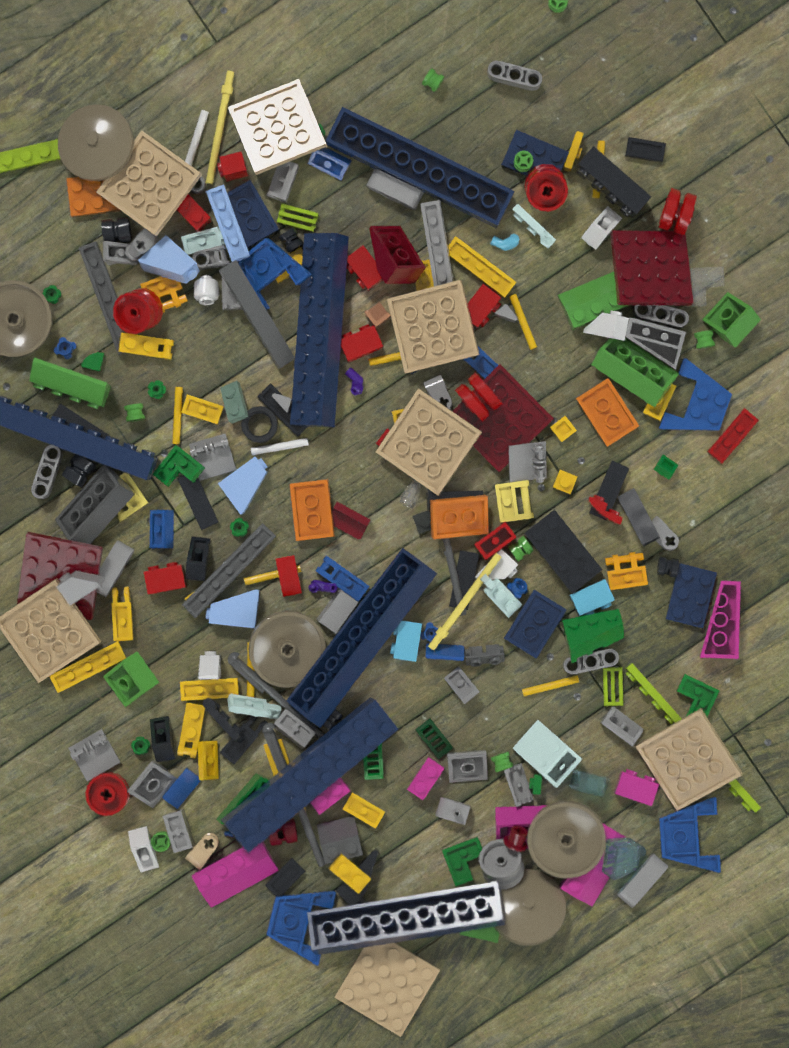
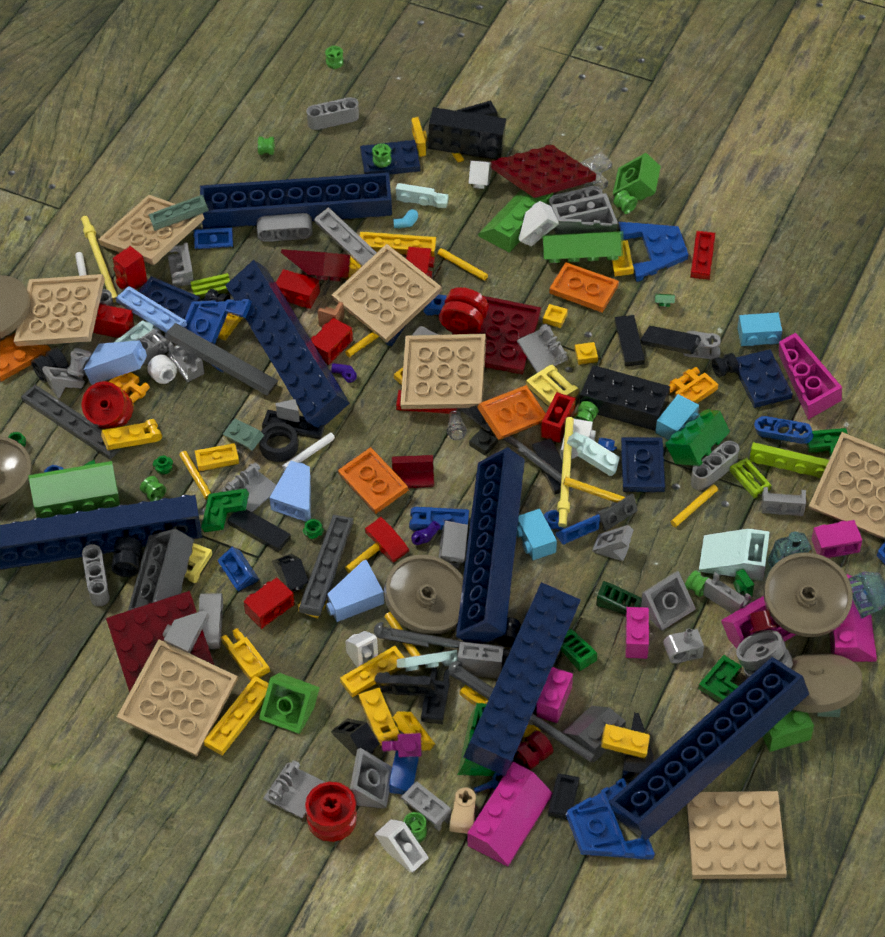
camera: 35 degrees left, 35 degrees down
(135, 746) = (337, 751): green plate -> none
(190, 776) = (407, 745): none -> magenta plate
(306, 129) = (178, 212): none -> sand green tile
(363, 810) = (598, 693): yellow plate -> none
(474, 632) = (592, 490): none -> yellow bar
(506, 313) = (445, 262): light grey slope -> none
(549, 198) = (414, 161): red wheel -> none
(599, 506) = (631, 348): red slope -> none
(664, 647) = (790, 435): none -> blue beam
(680, 212) = (535, 128): red wheel -> none
(721, 548) = (759, 329): none -> medium azure brick

